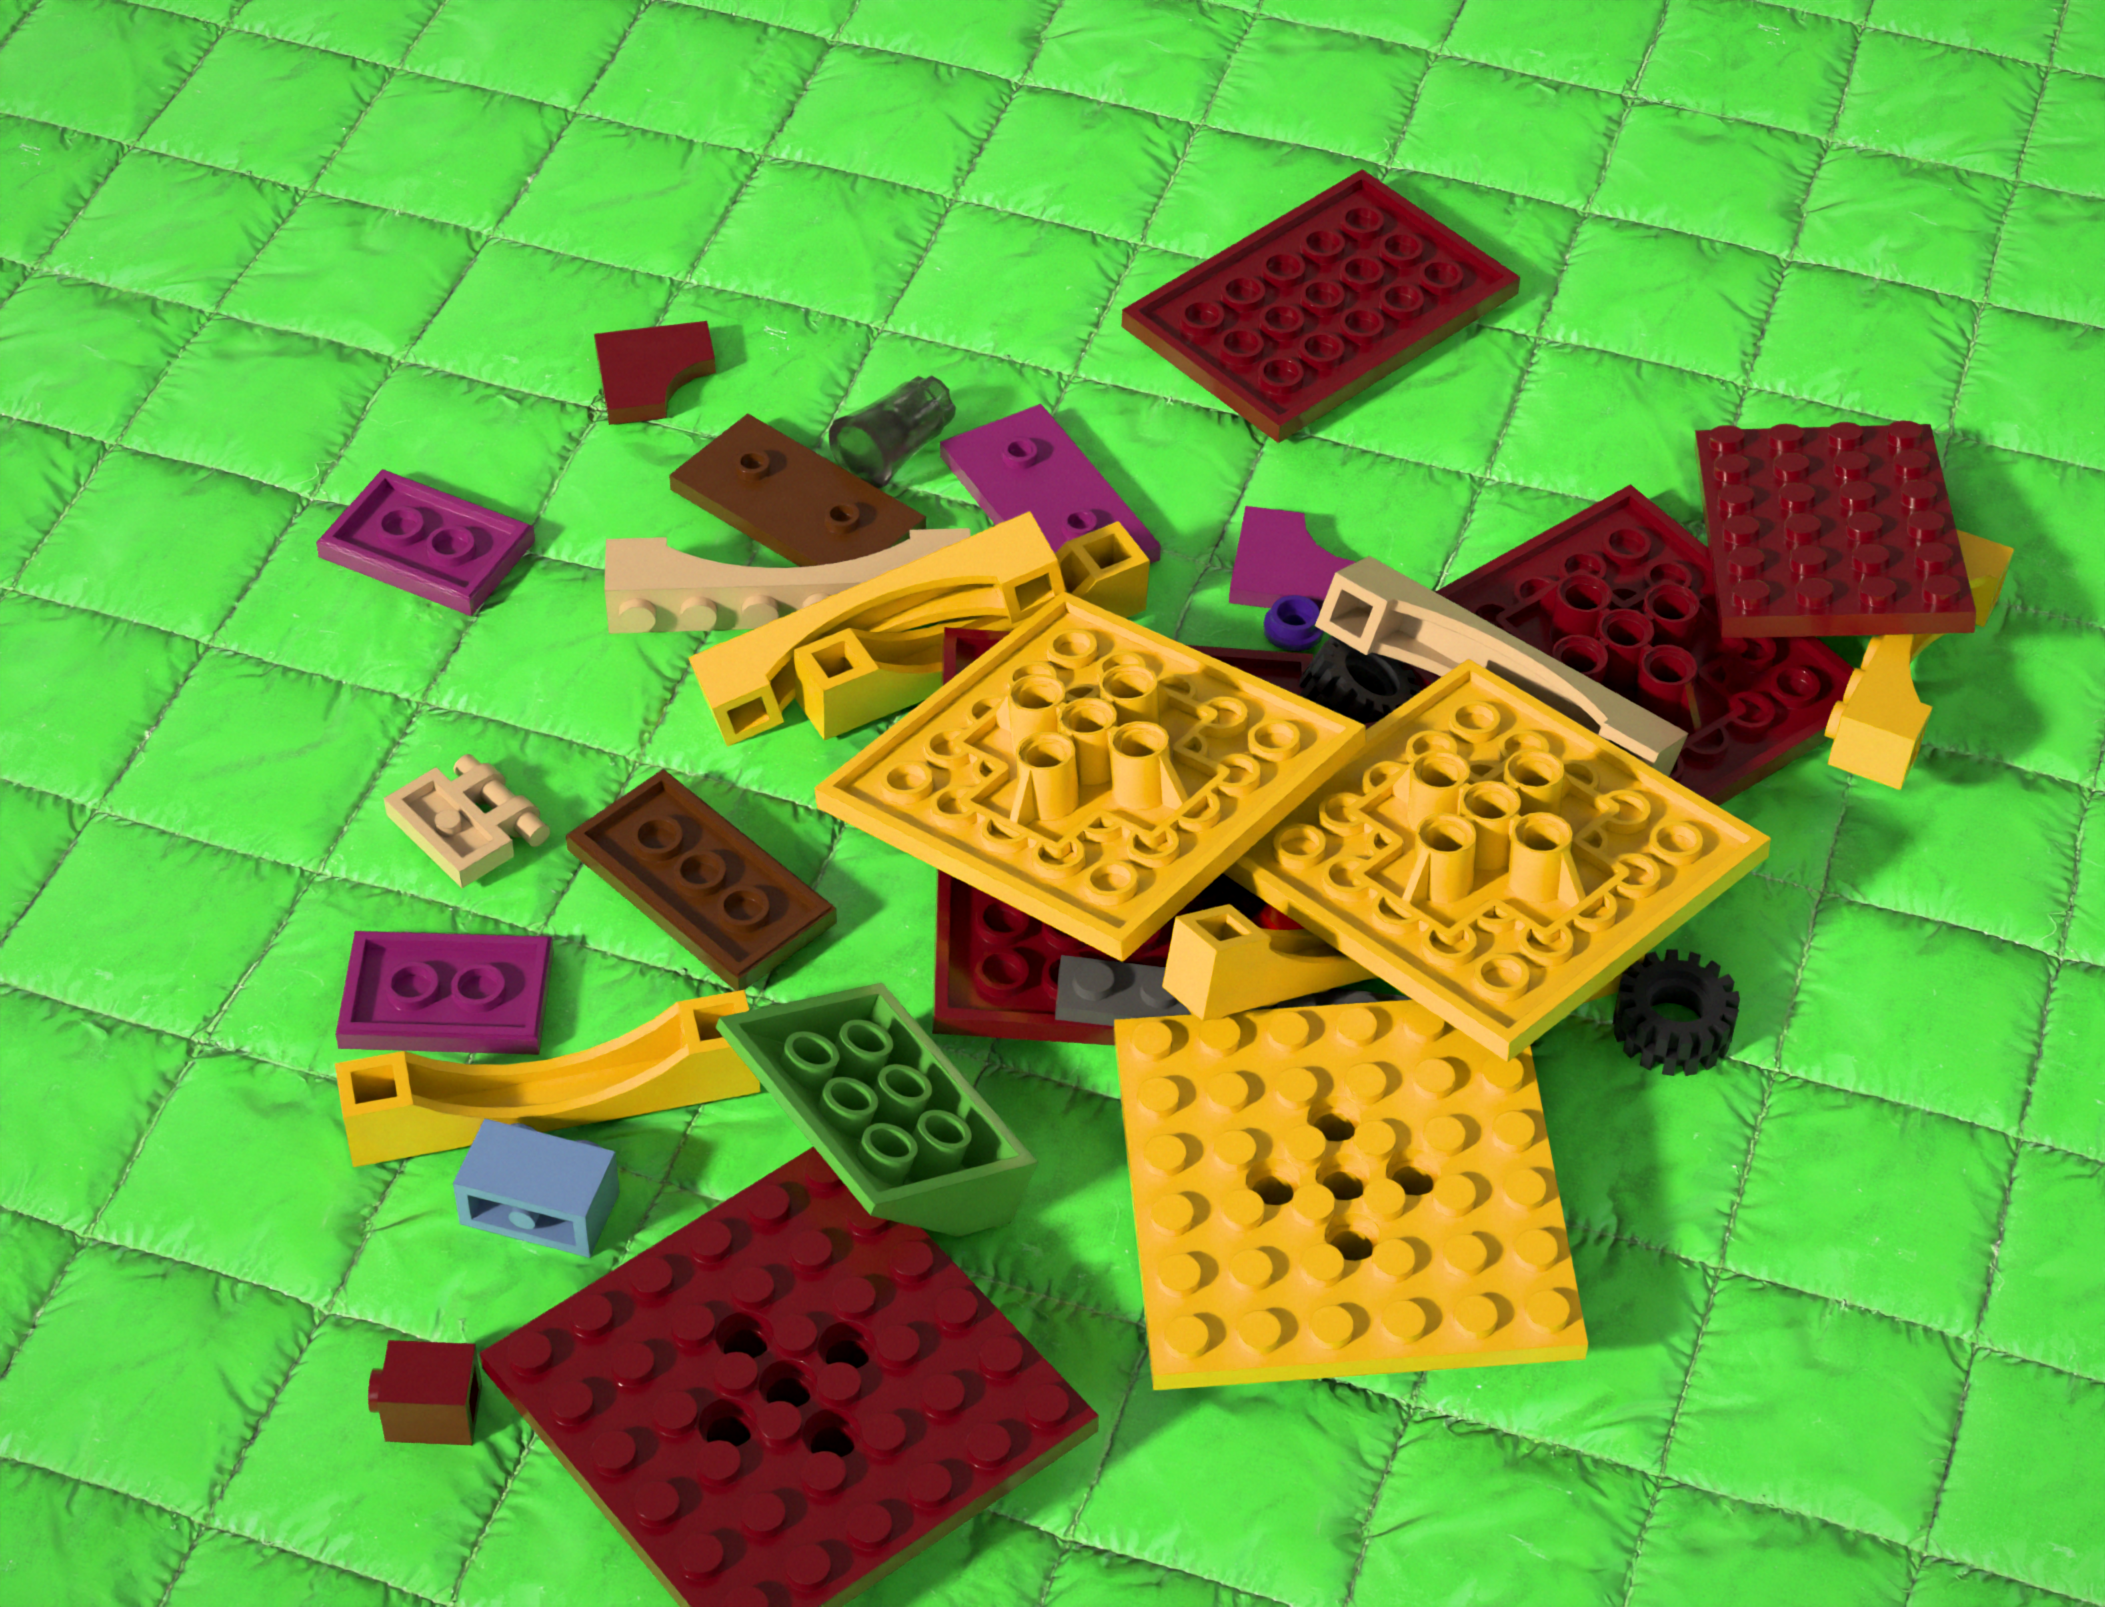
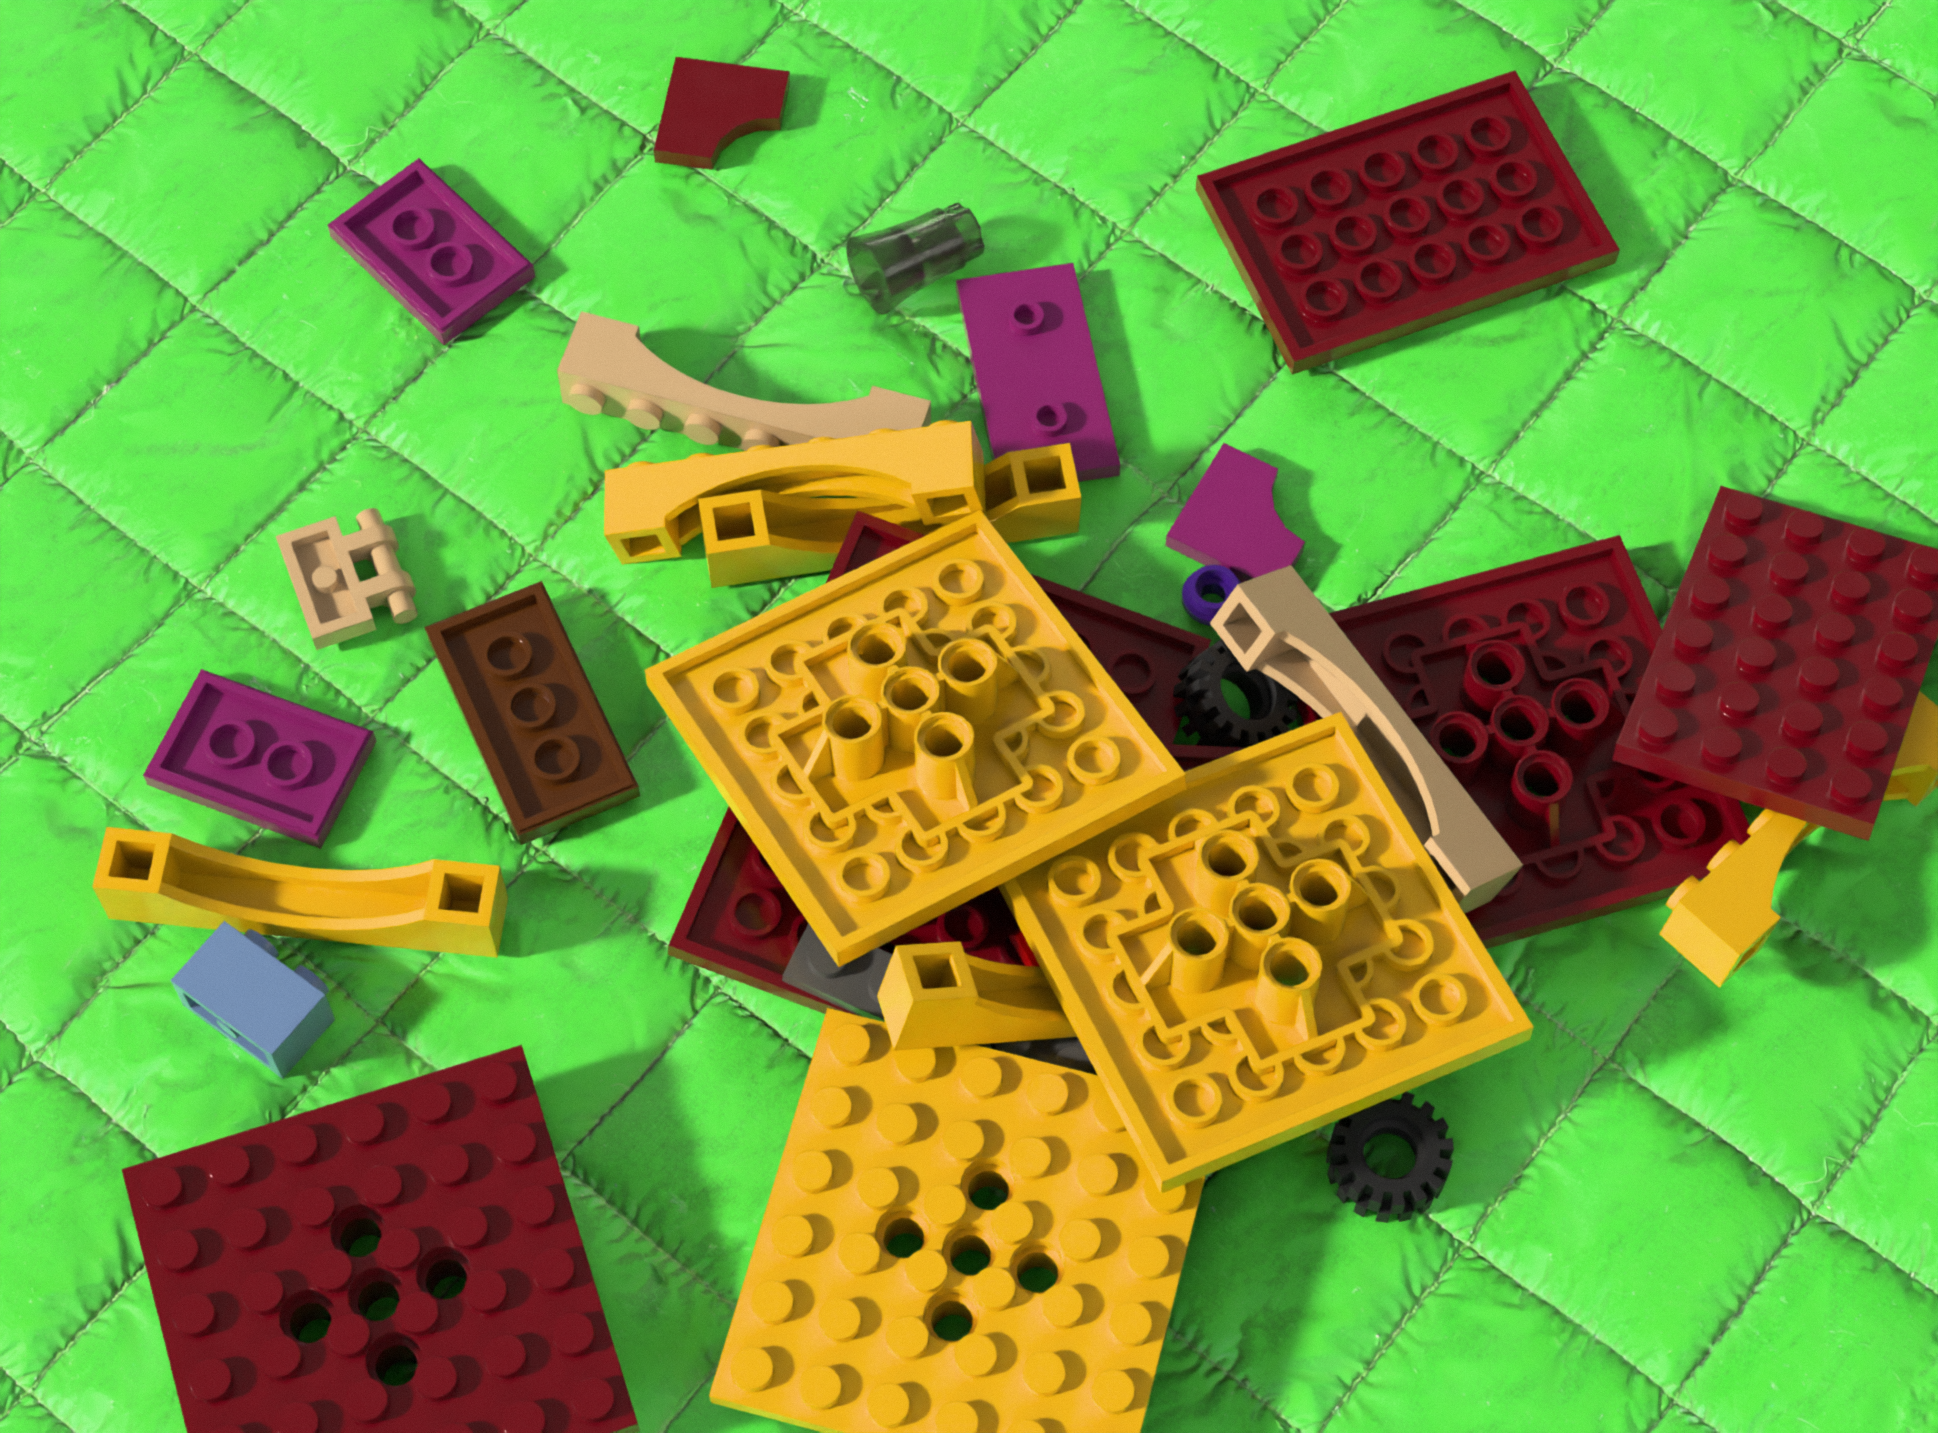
camera: 20 degrees right, 15 degrees up
(427, 1392) = (76, 1180): dark red brick -> none
(792, 497) = (793, 306): reddish brown plate -> none
(886, 1109) = (568, 1036): bright green slope -> none

